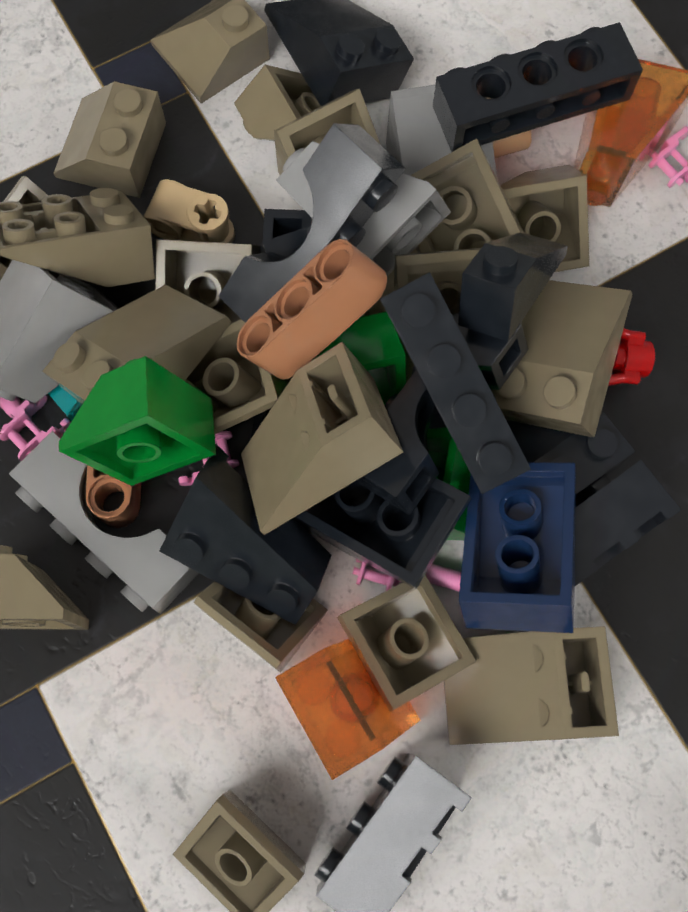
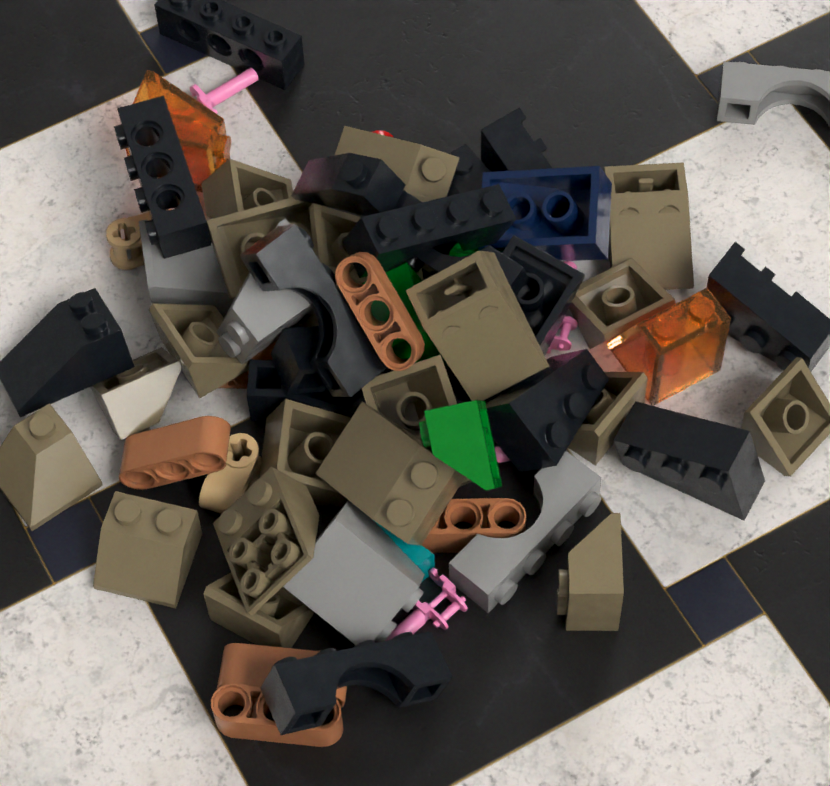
camera: 85 degrees left, 15 degrees down
(183, 720) = (692, 456): none -> black wedge
(207, 151) = (175, 452): none -> nougat beam

